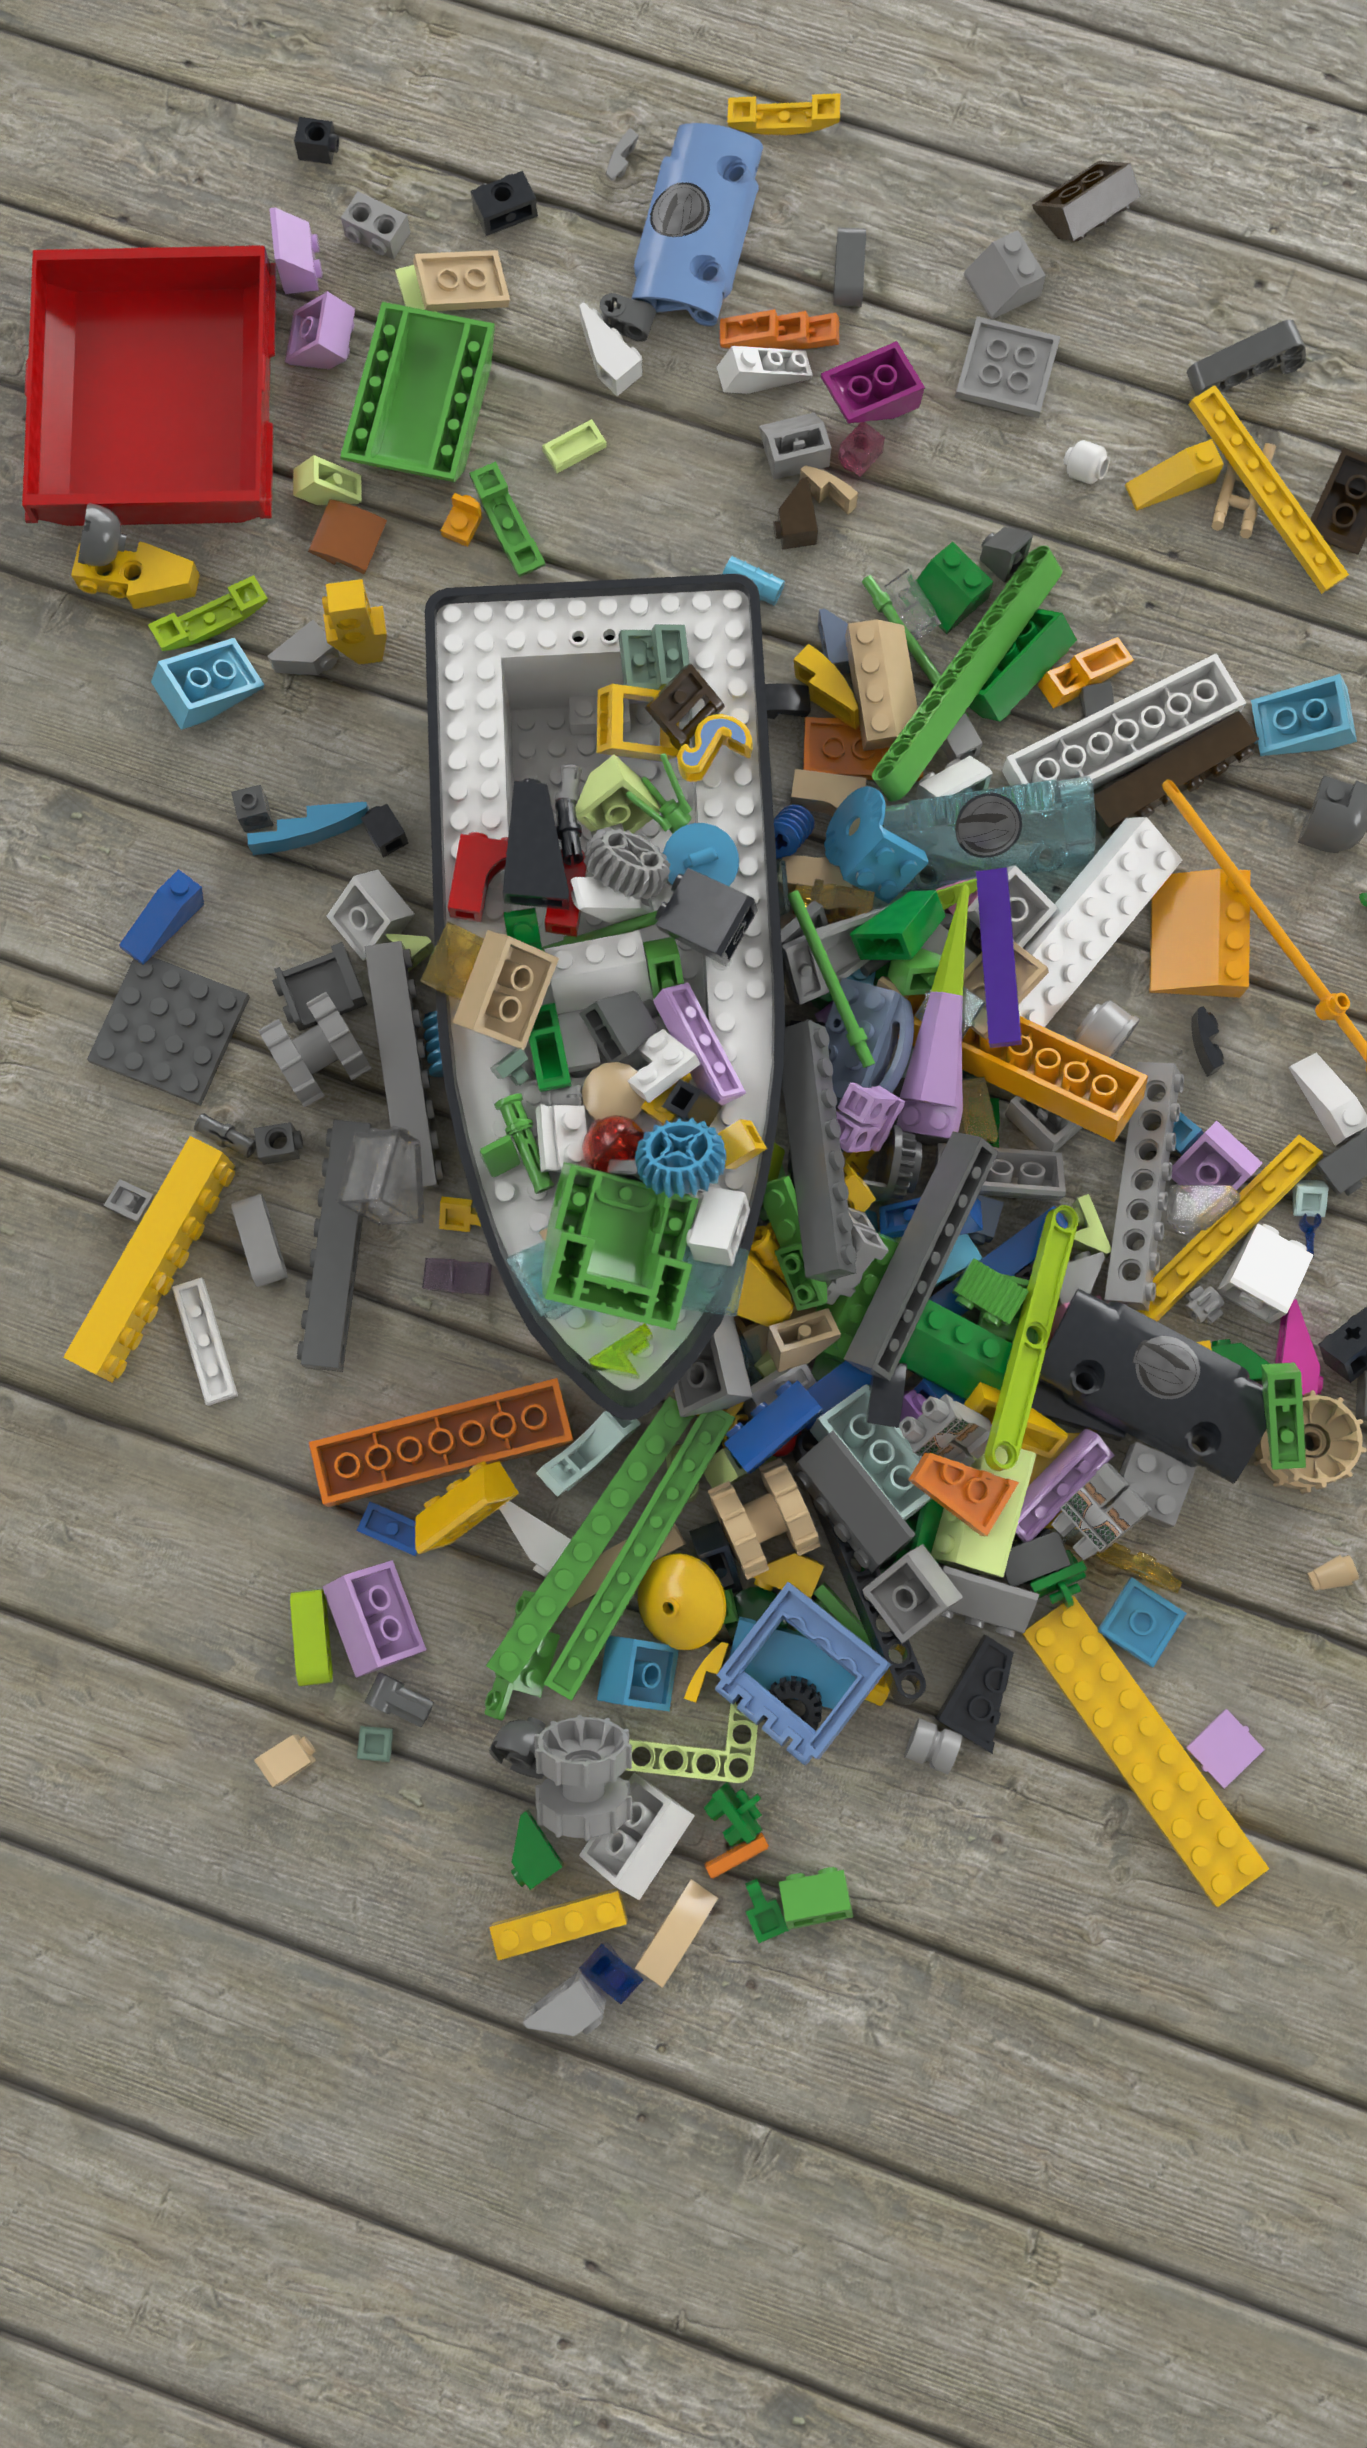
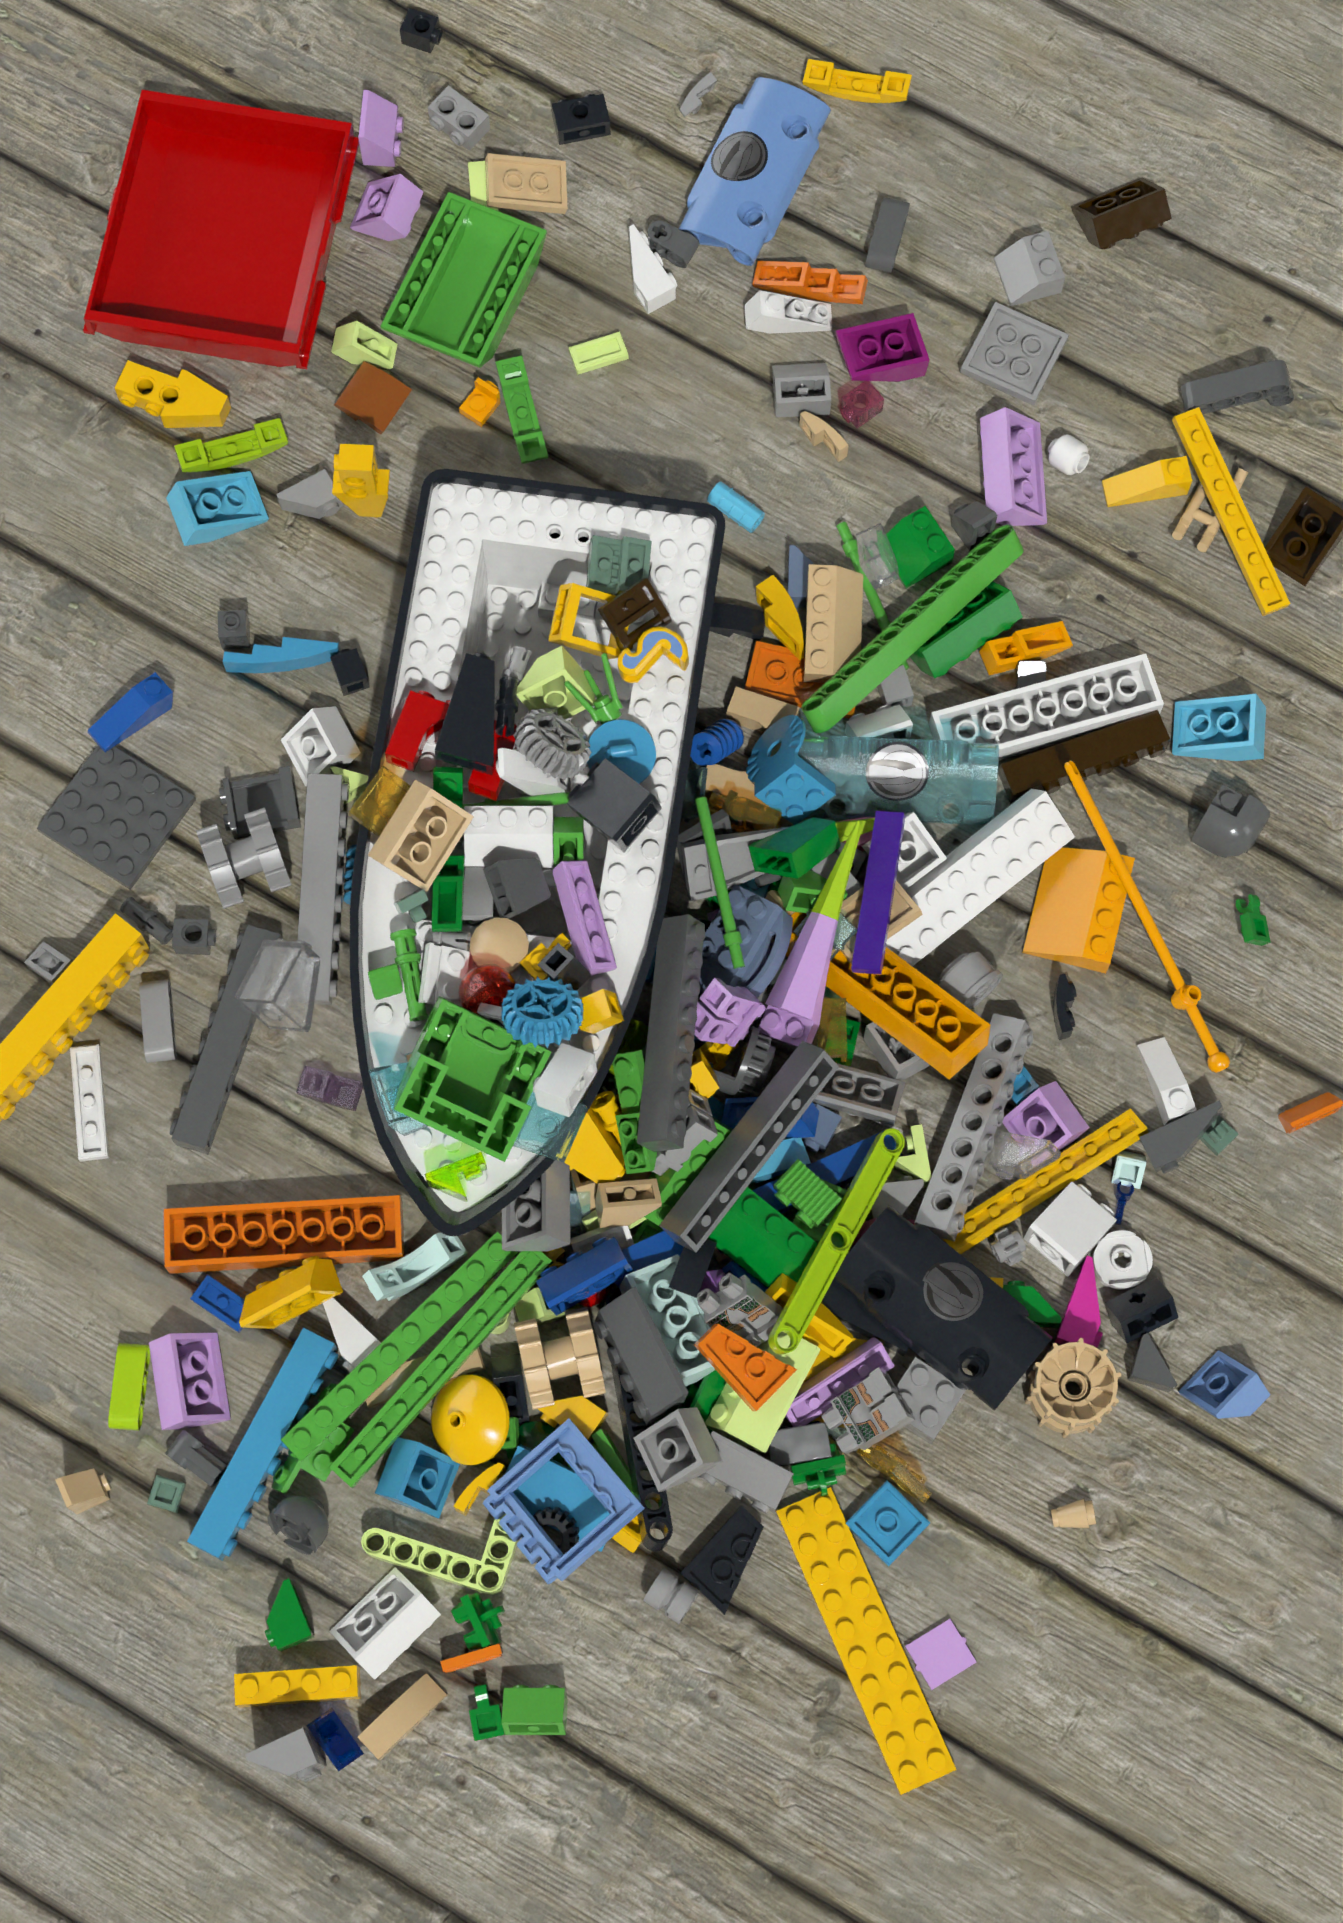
camera: 10 degrees right, 5 degrees down
(100, 537) = (148, 360): dark grey cylinder -> none
(457, 1214) = (340, 1032): yellow plate -> none
(466, 1672) = (262, 1445): none -> dark azure brick
(583, 1781) = (345, 1566): light grey piece -> none
(668, 1064) = (551, 928): white plate -> none
(797, 518) = (788, 457): dark brown slope -> none
(1032, 485) = (1013, 468): none -> lavender slope
(1284, 1415) = (1047, 1354): bright green slope -> none
(1341, 1303) = (1132, 1247): none -> white plate

